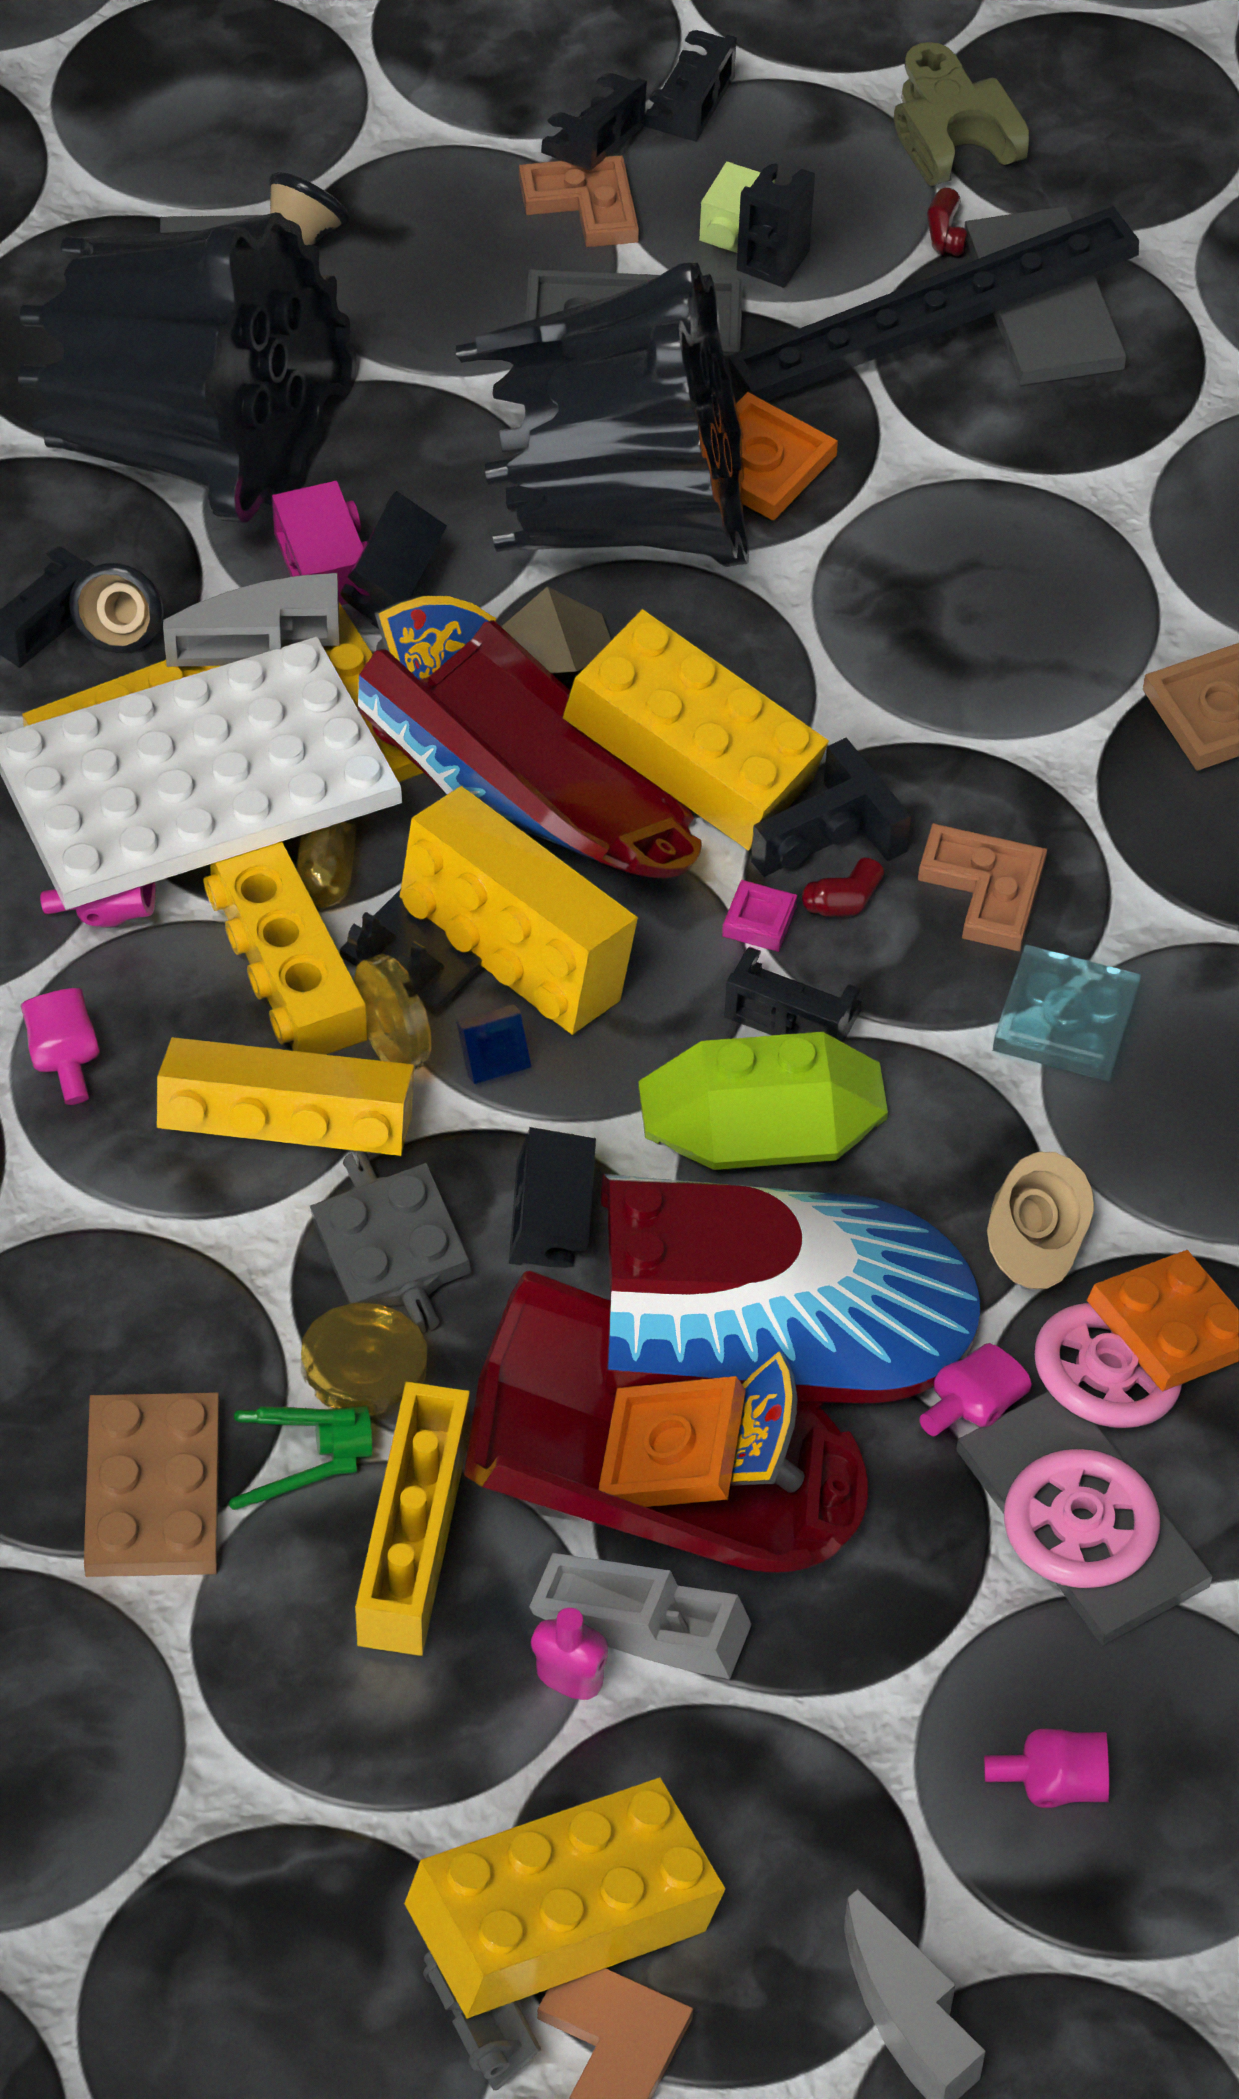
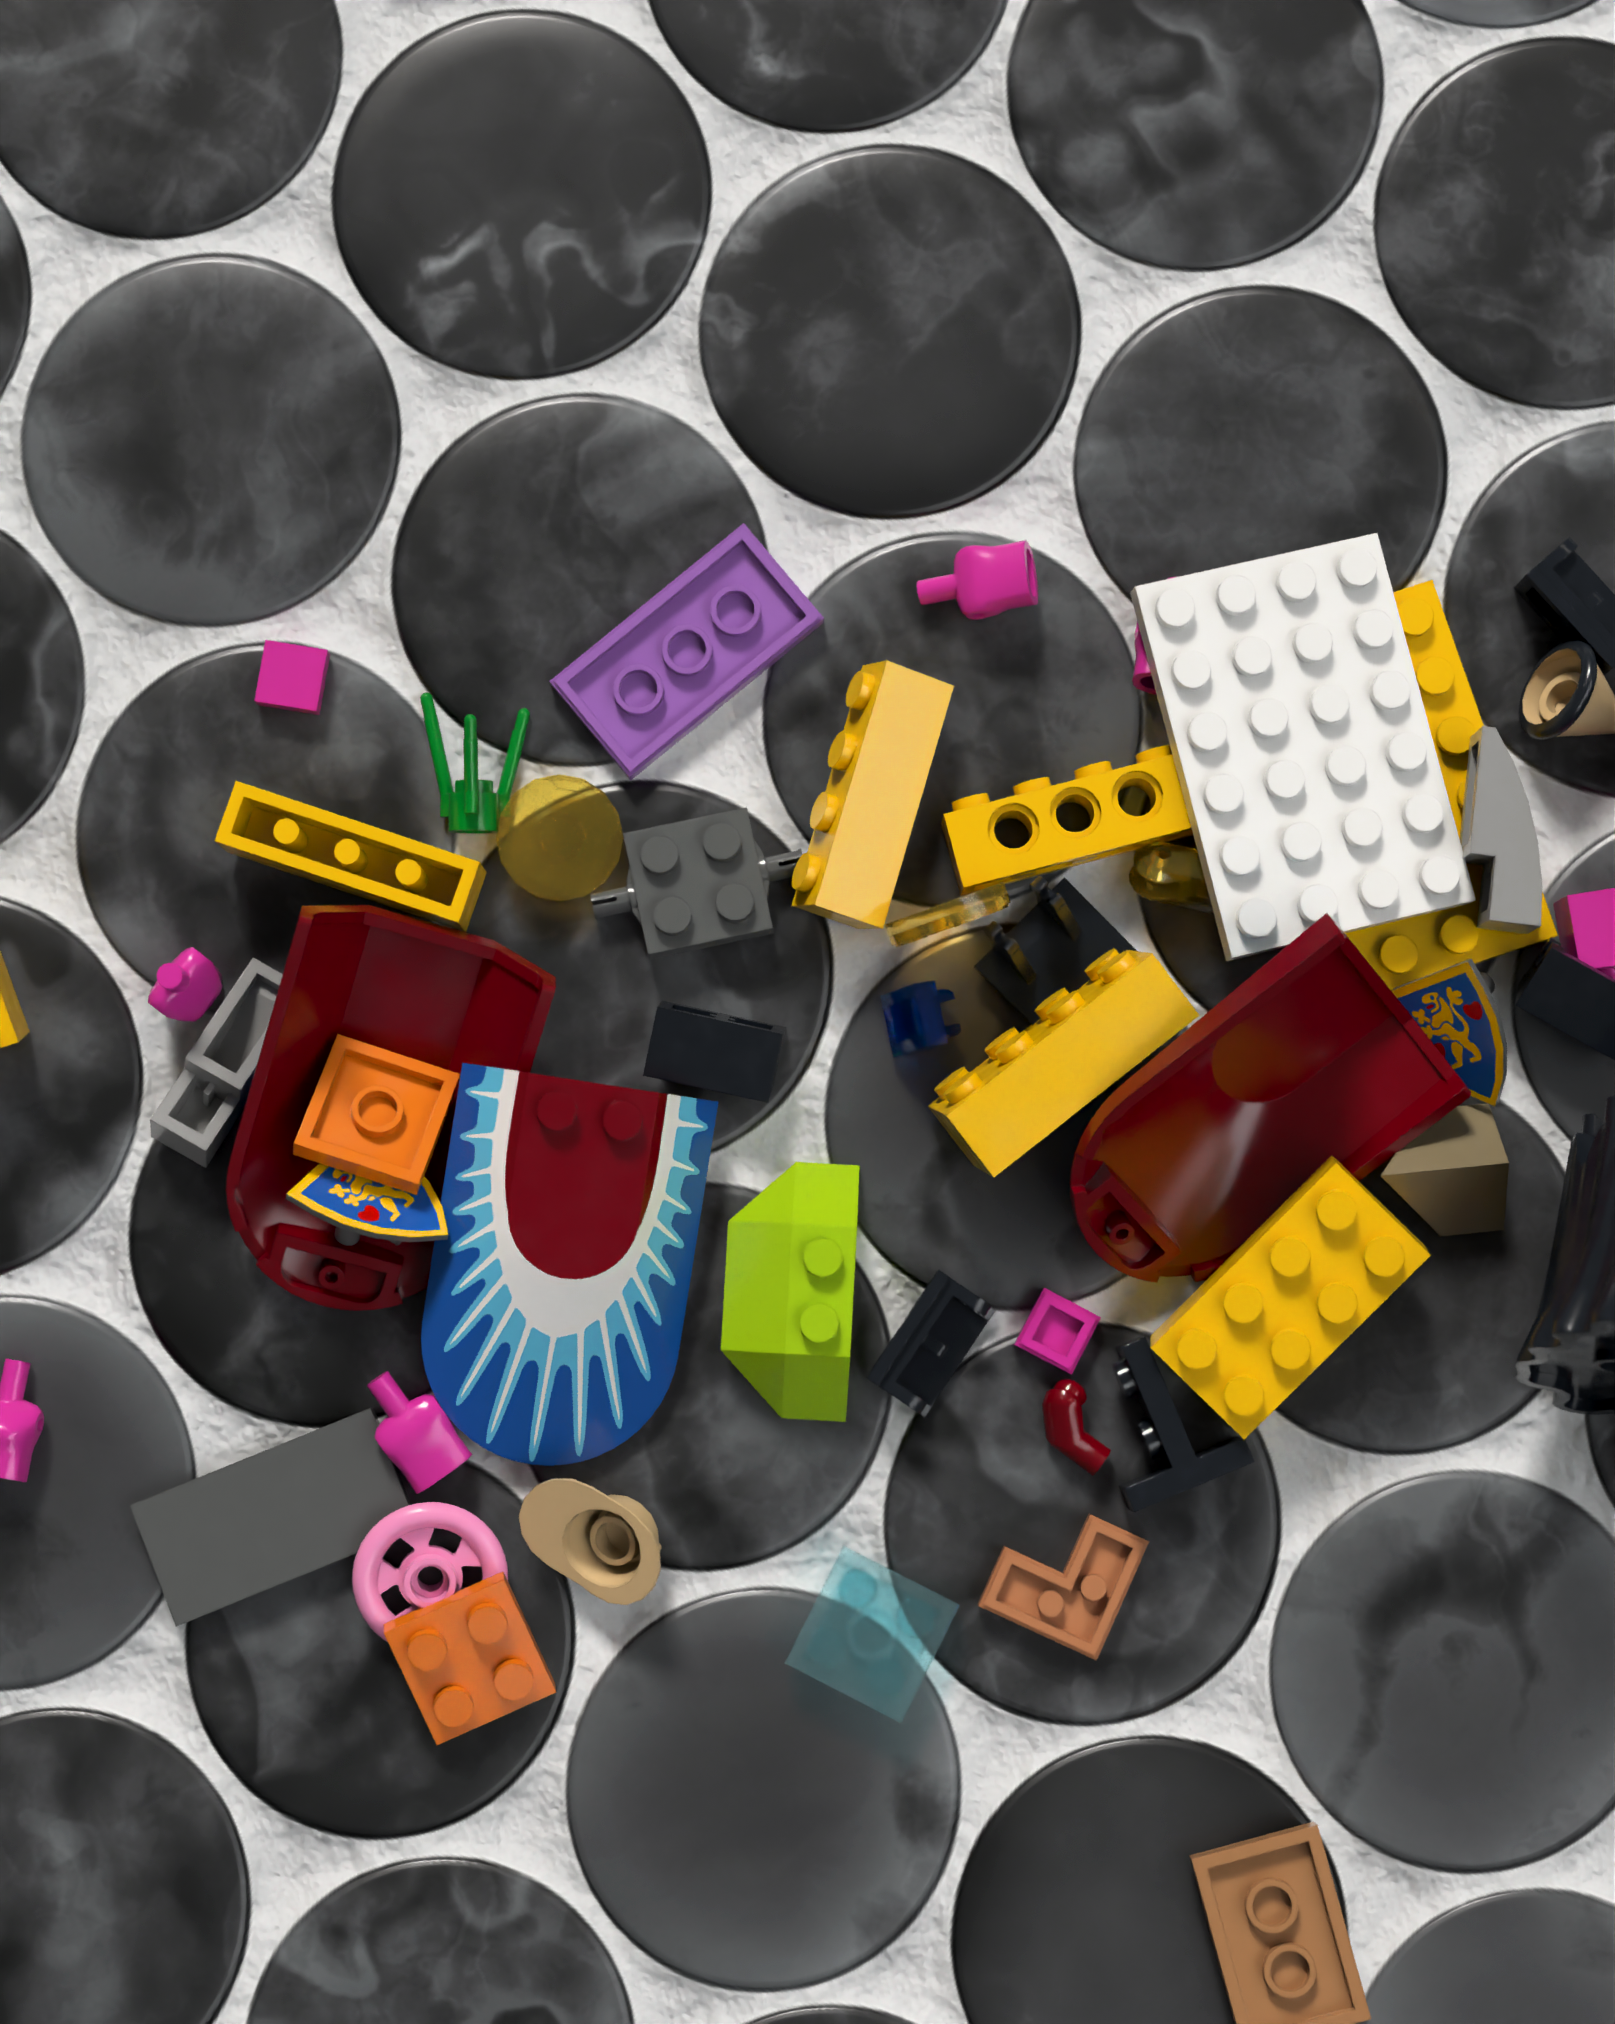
camera: 100 degrees right, 30 degrees up
(152, 1485) = (456, 621): medium nougat plate -> none
(159, 1283) = (687, 651): none -> medium lavender tile
(229, 1622) = (292, 677): none -> dark pink tile
(1065, 1561) = (205, 1481): bright pink plate -> none

